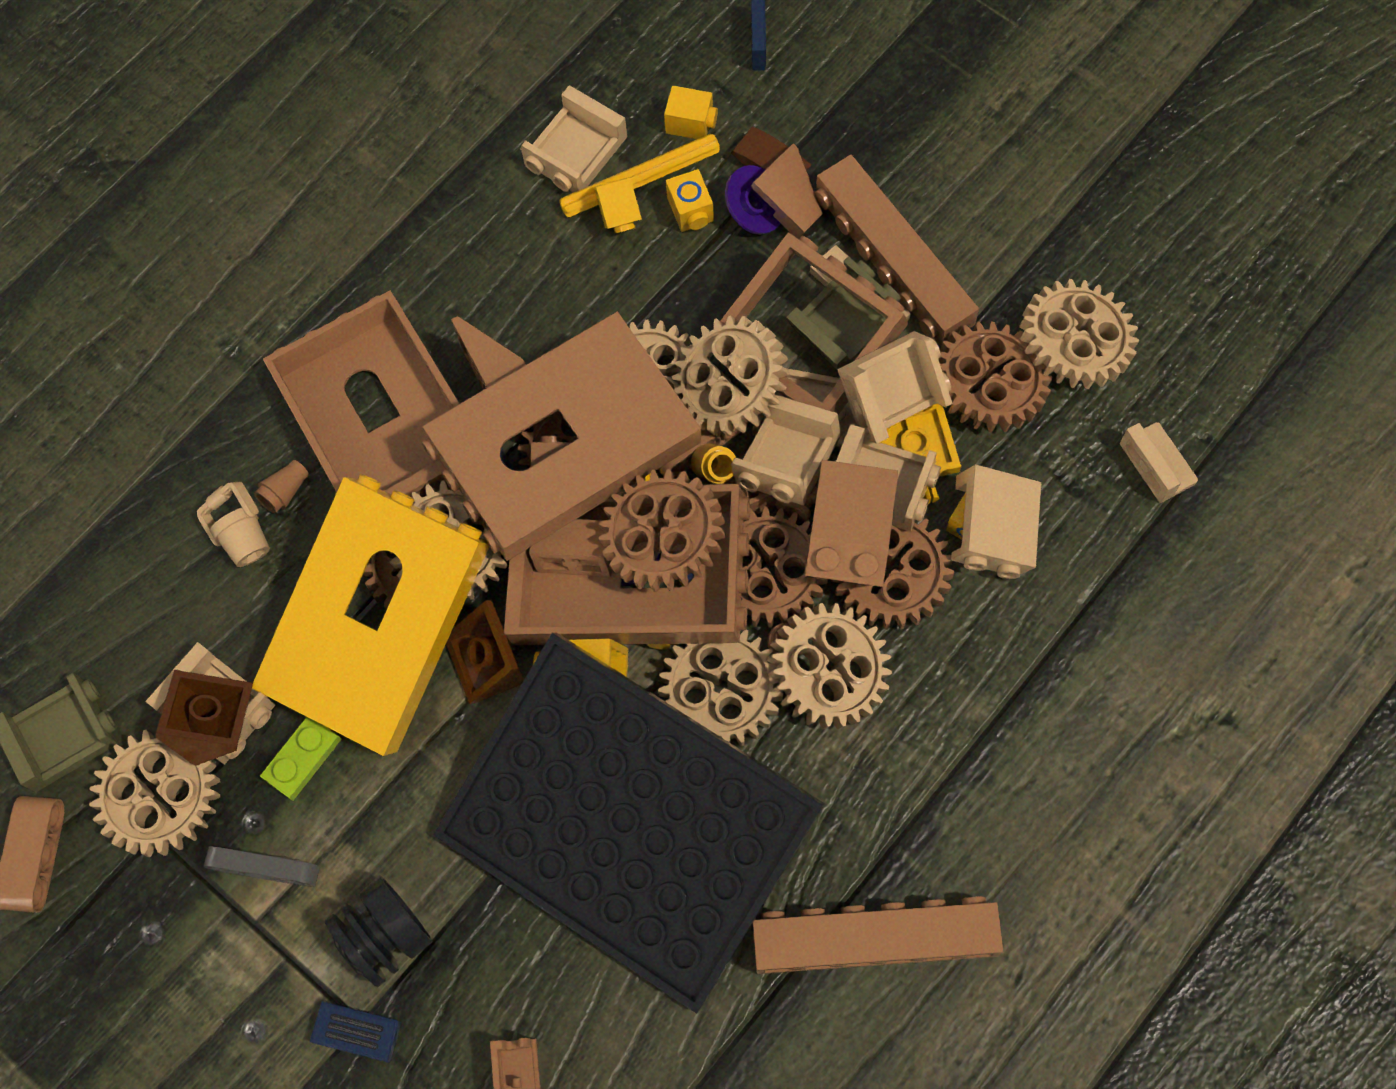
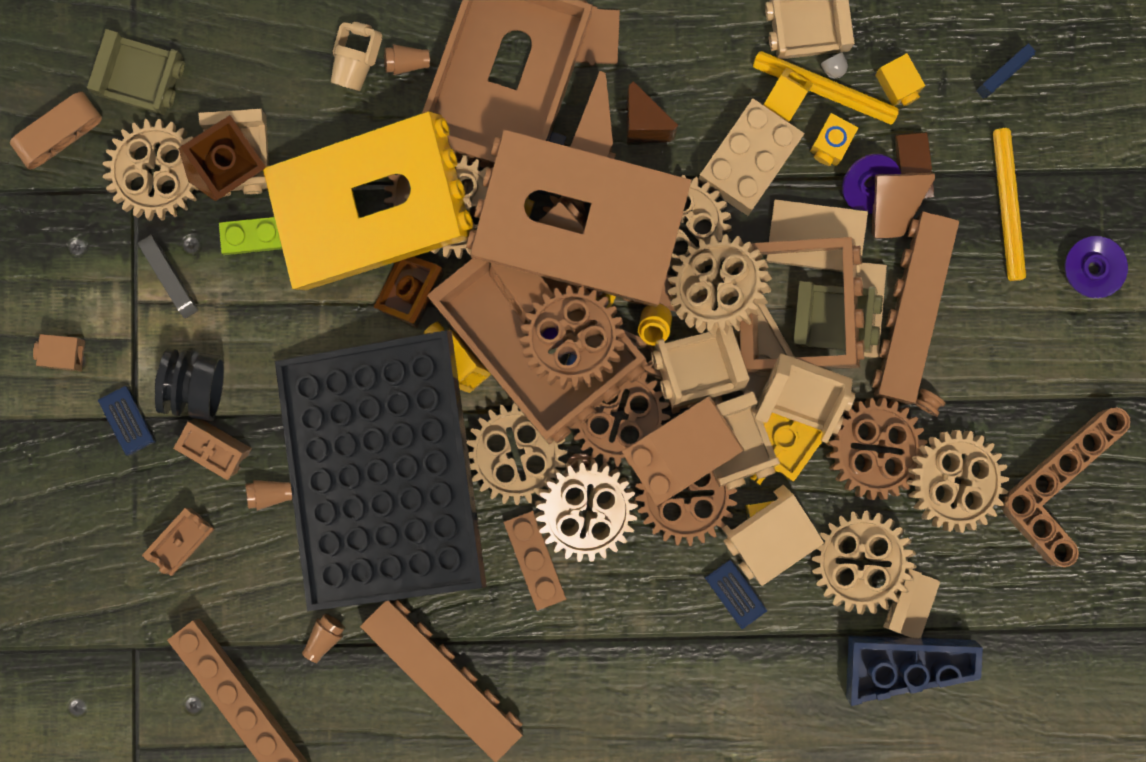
camera: 40 degrees right, 15 degrees up
(229, 1038) = (59, 352): none -> medium nougat brick
(426, 315) = (601, 38): none -> medium nougat piece
(457, 968) = (212, 448): none -> medium nougat hinge
(528, 324) = (646, 119): none -> reddish brown slope
(548, 954) = (267, 493): none -> medium nougat cone
(629, 153) = (835, 66): none -> light grey hinge
(643, 271) = (750, 156): none -> tan brick
(730, 280) = (809, 221): none -> tan tile
(736, 1022) = (323, 637): none -> medium nougat cone
(835, 756) = (534, 561): none -> medium nougat plate
(872, 115) = (1009, 204): none -> yellow axle
(988, 78) = (1106, 256): none -> dark purple dish
(989, 303) = (929, 402): none -> medium nougat bush
(1022, 602) = (735, 594): none -> dark blue tile
(1114, 486) = (866, 534): none -> tan gear
(1145, 256) = (1057, 479): none -> medium nougat beam
(1209, 513) = (908, 665): none -> dark blue wedge

